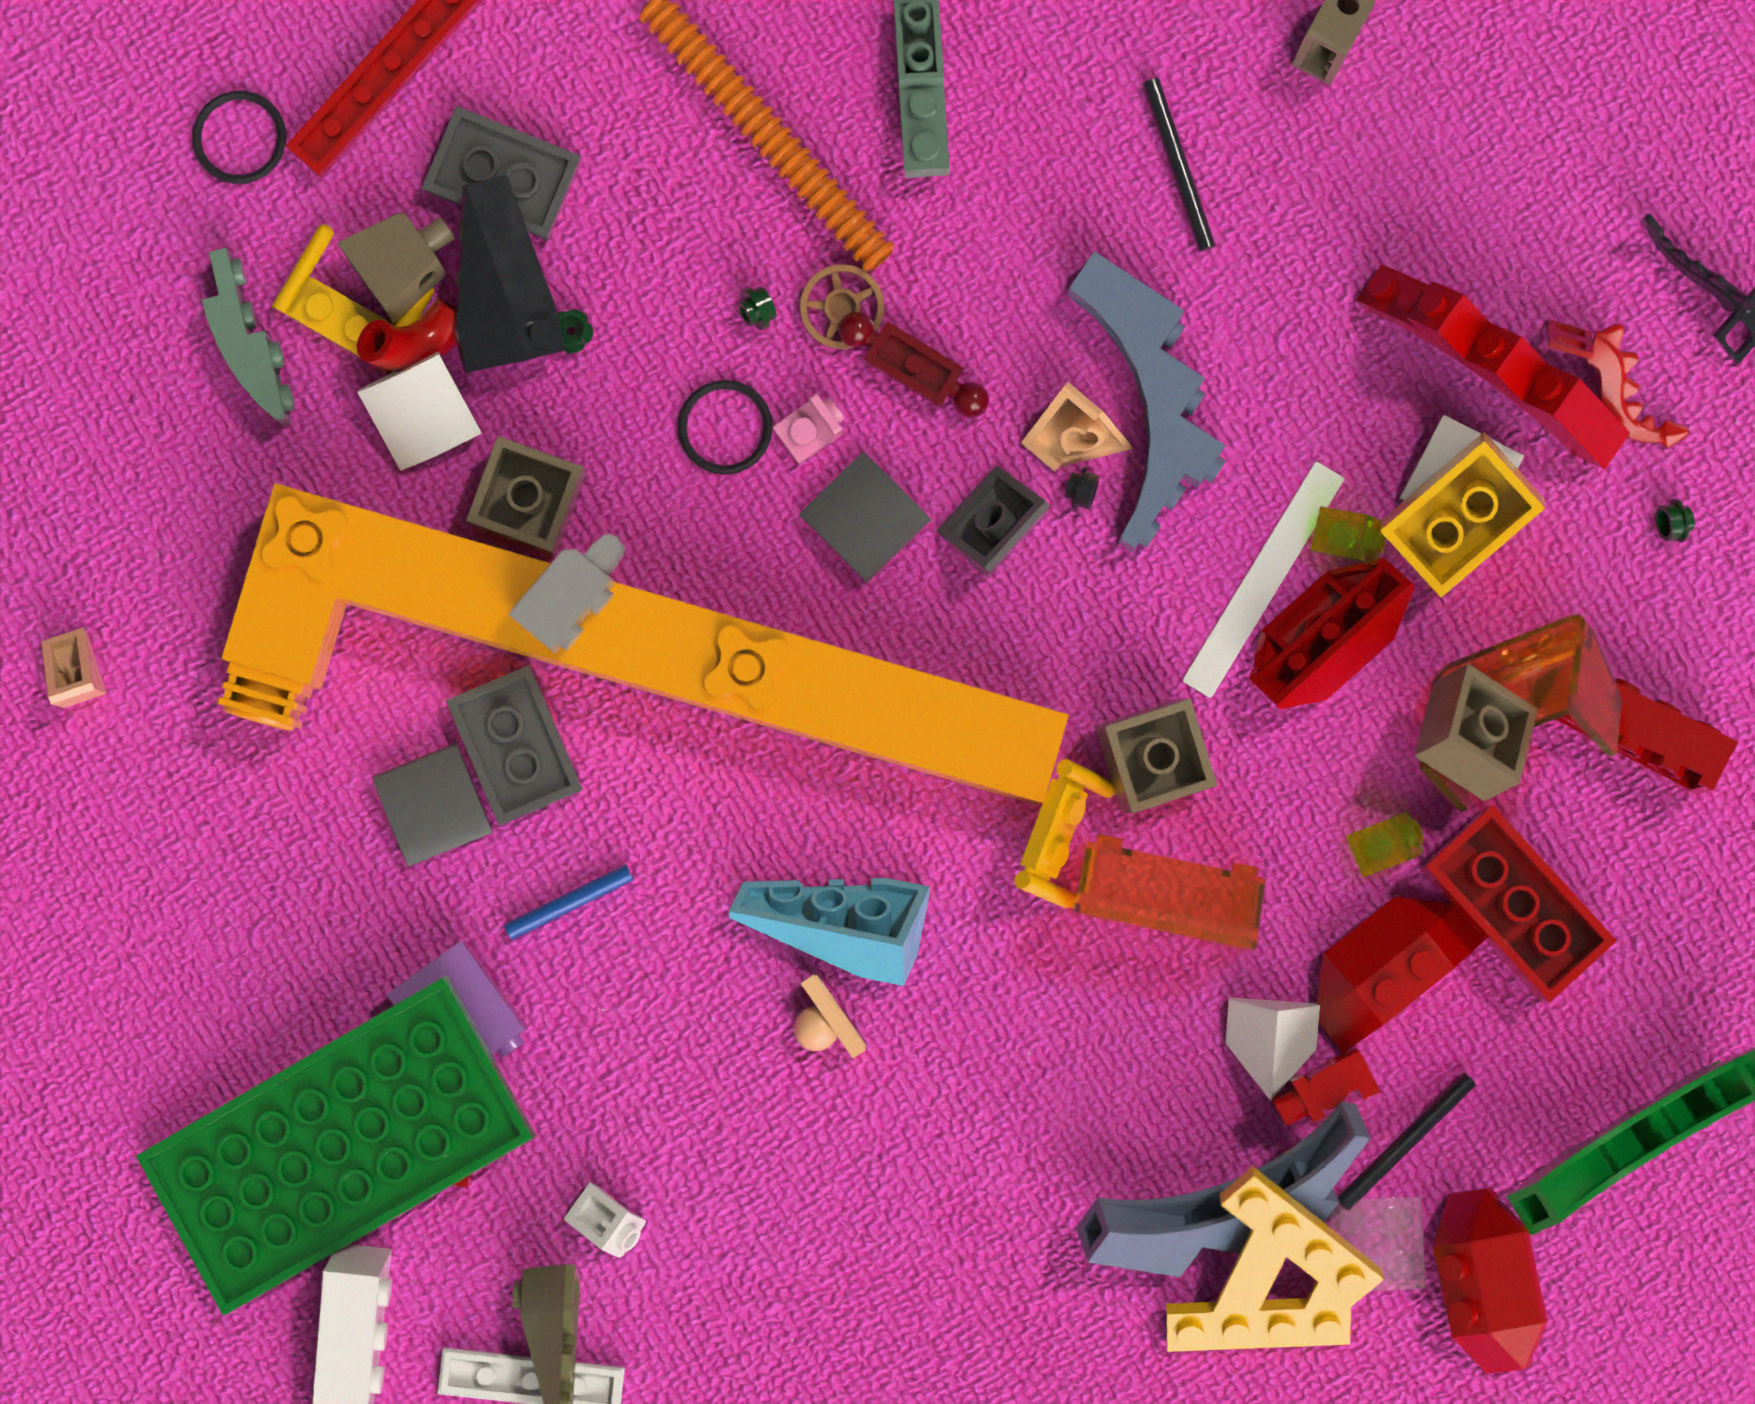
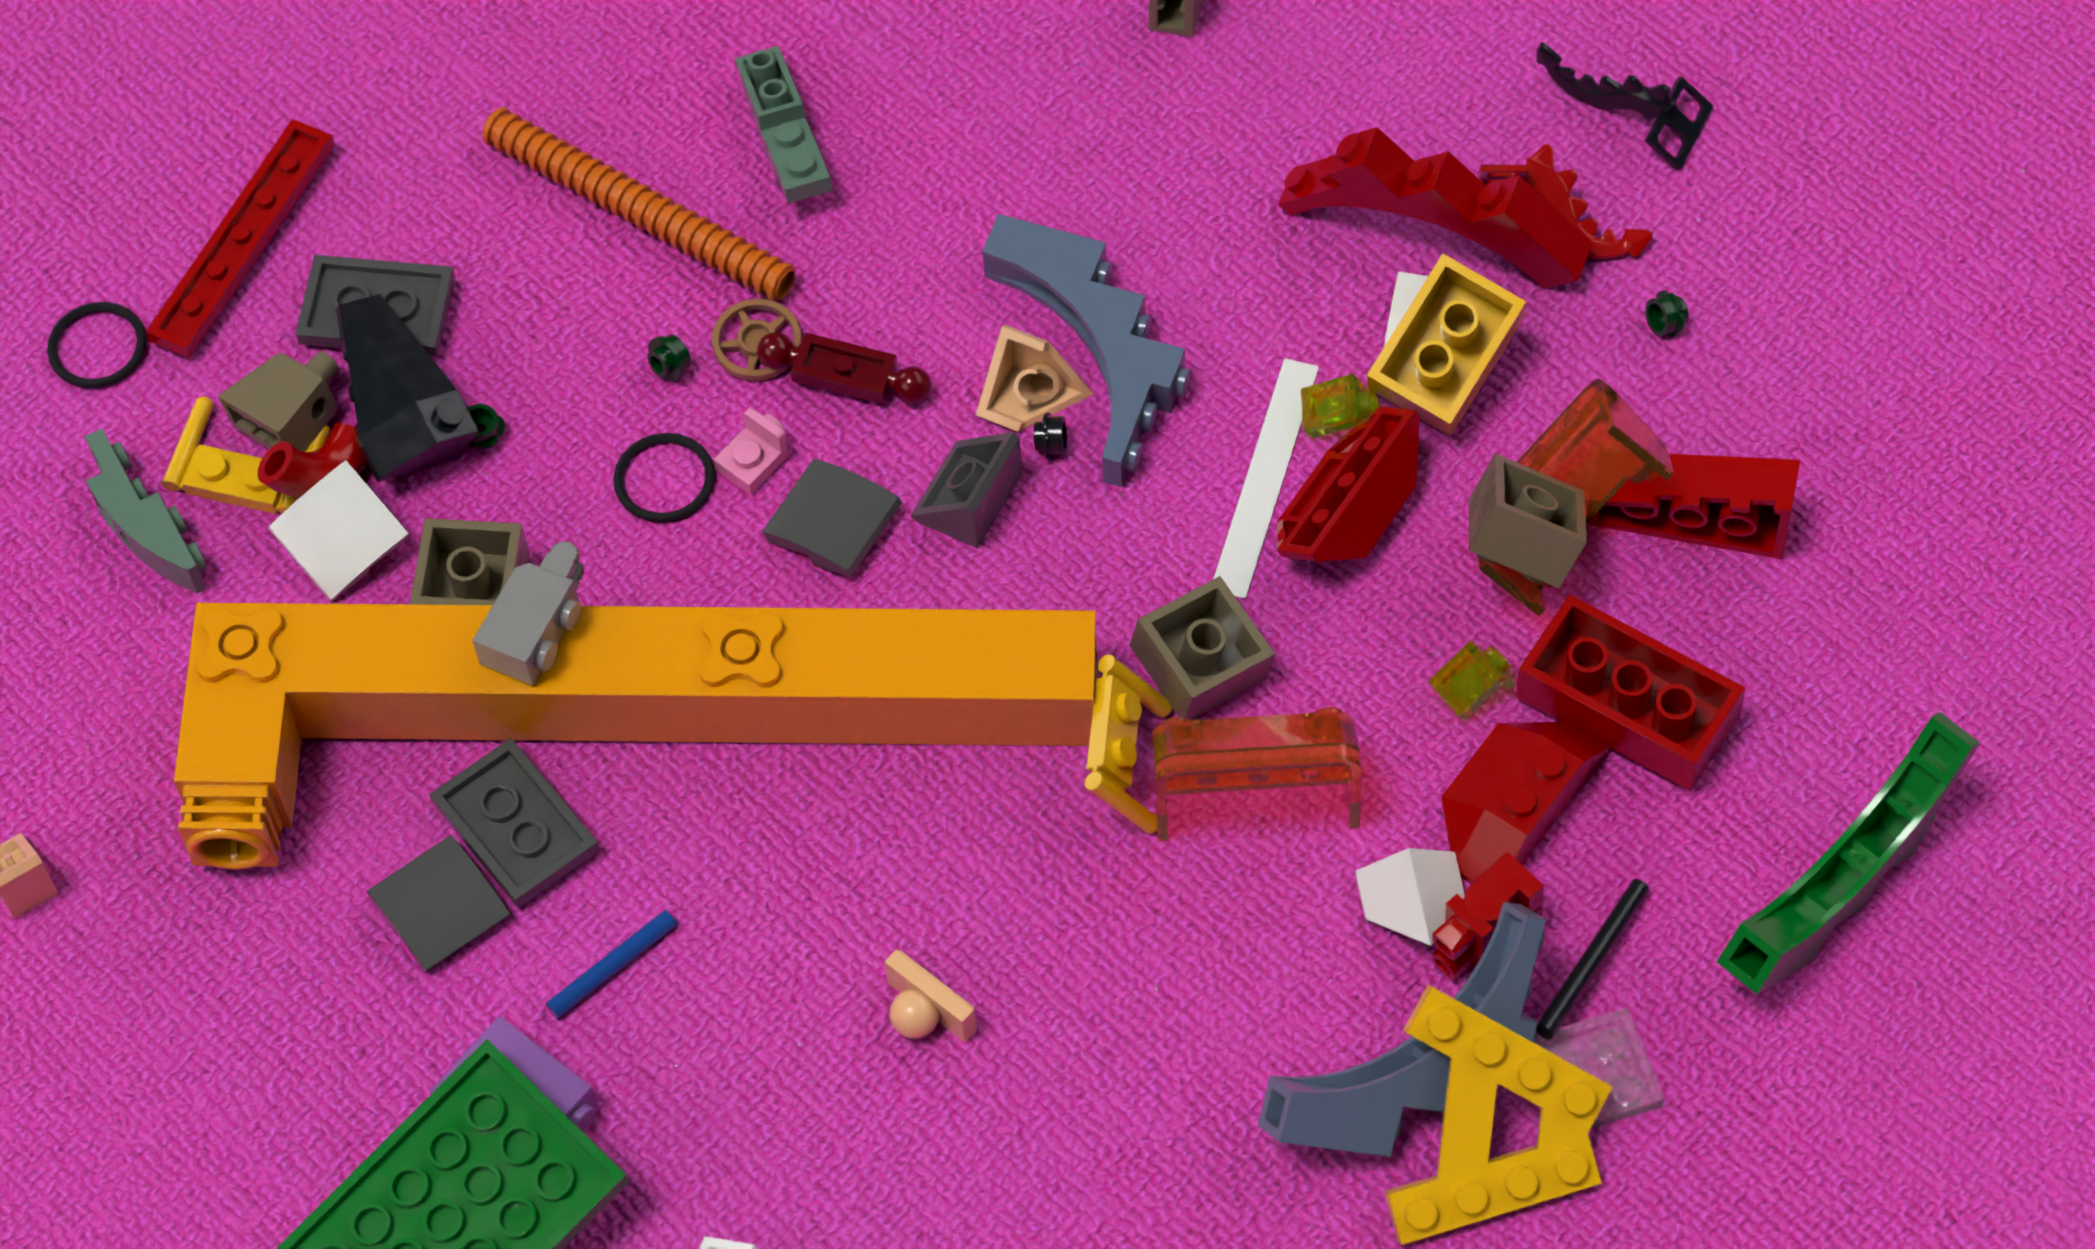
camera: 15 degrees left, 25 degrees down
(854, 927) = (940, 906): medium azure wedge -> none
(1179, 165) = (1063, 136): black bar -> none
(1489, 1281) = (1735, 1070): red wedge -> none

